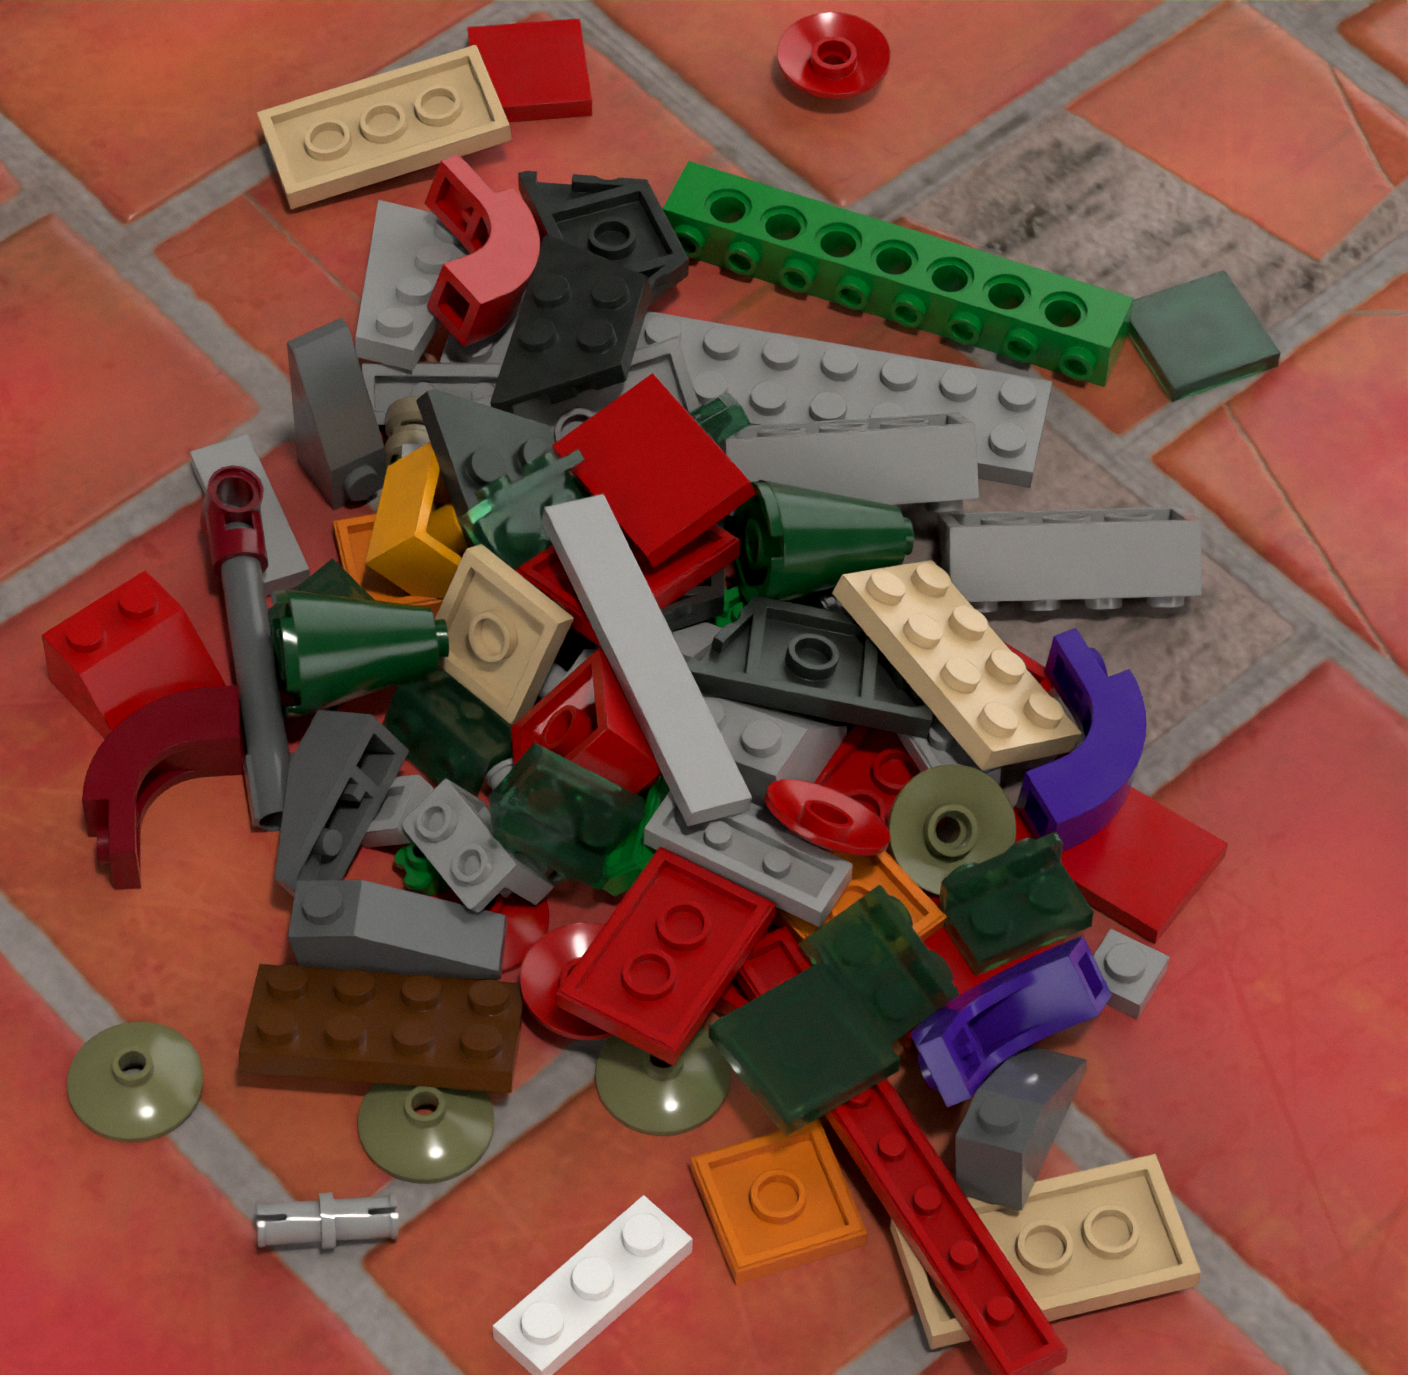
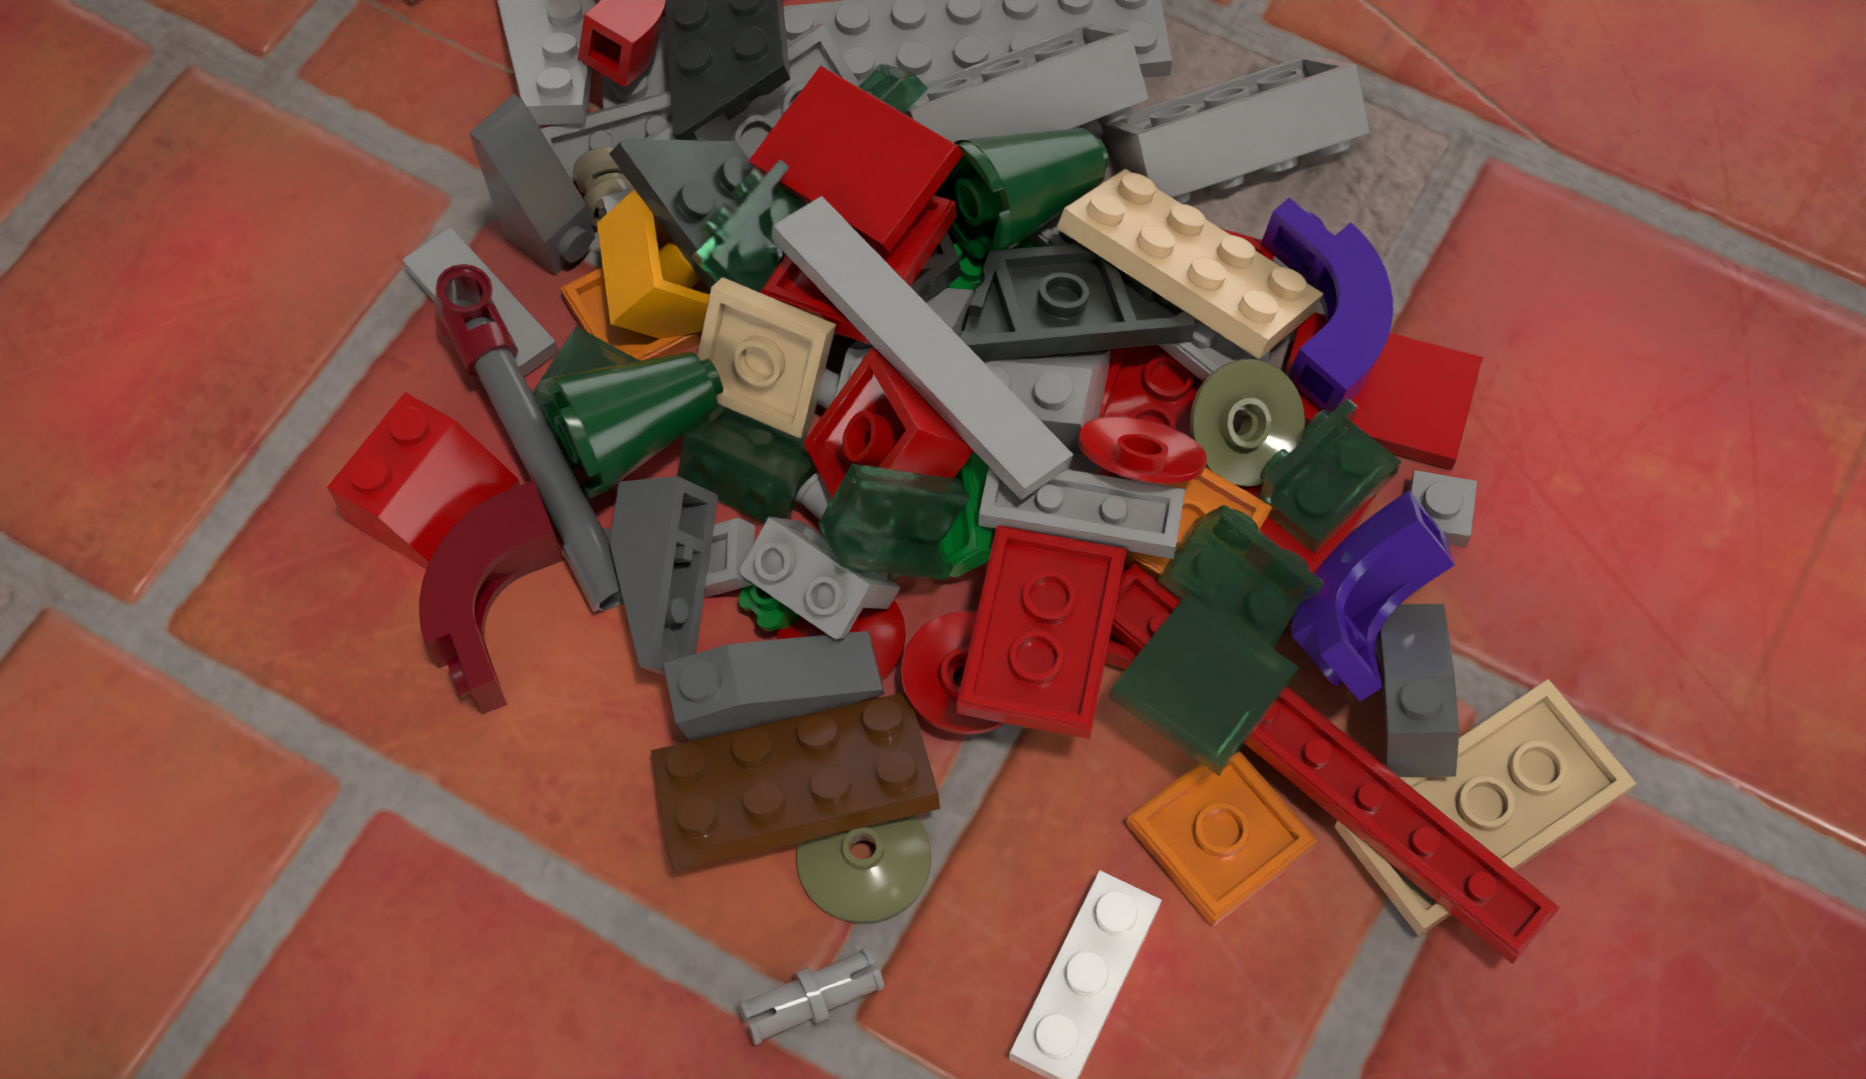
camera: 15 degrees left, 10 degrees up
(139, 1104) = (580, 935): olive dish -> none
(658, 1098) = (1074, 766): olive dish -> none

